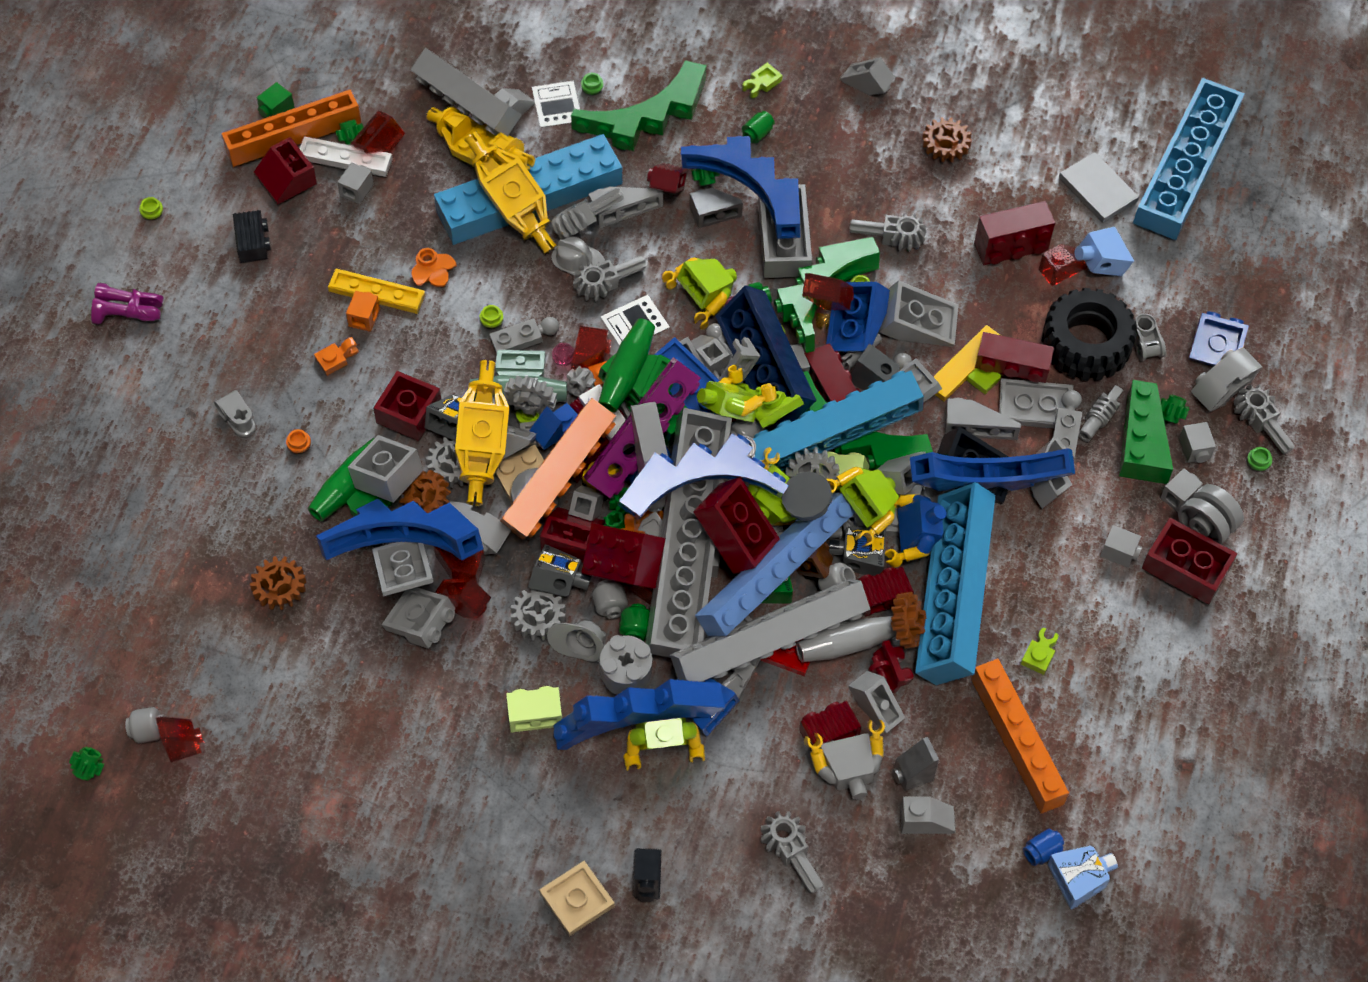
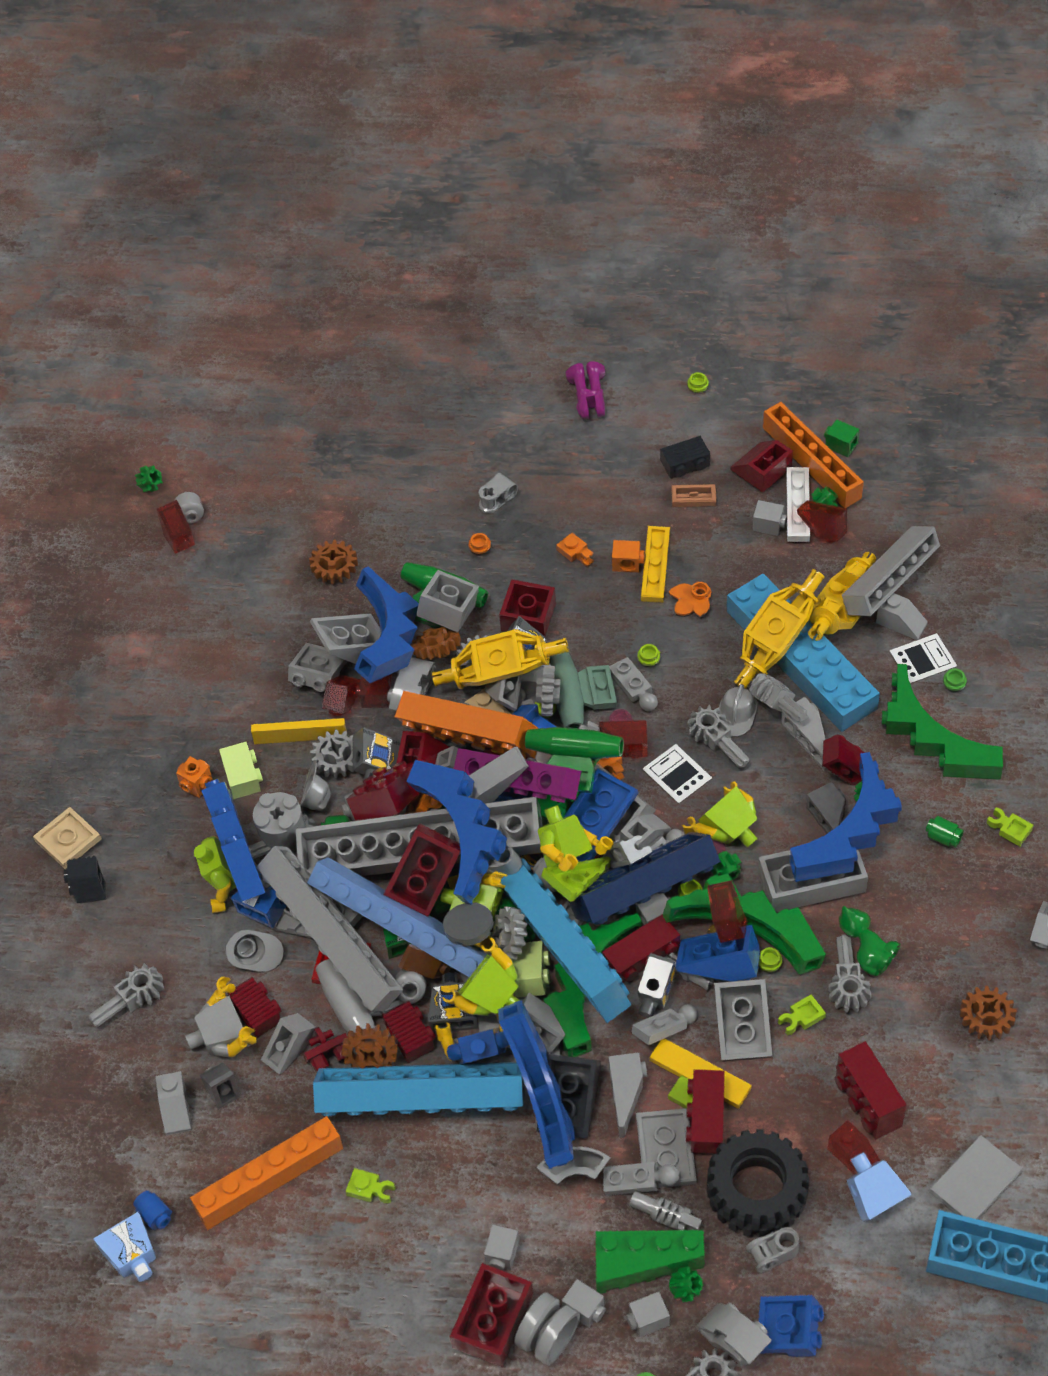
camera: 85 degrees right, 5 degrees down
(308, 243) = (693, 499): none -> nougat tile
(498, 646) = (296, 730): none -> yellow tile
(533, 754) = (193, 776): none -> orange brick
(764, 720) = (254, 950): none -> light grey piece
(875, 203) = (873, 952): none -> green animal
(923, 270) = (804, 1013): none -> lime plate

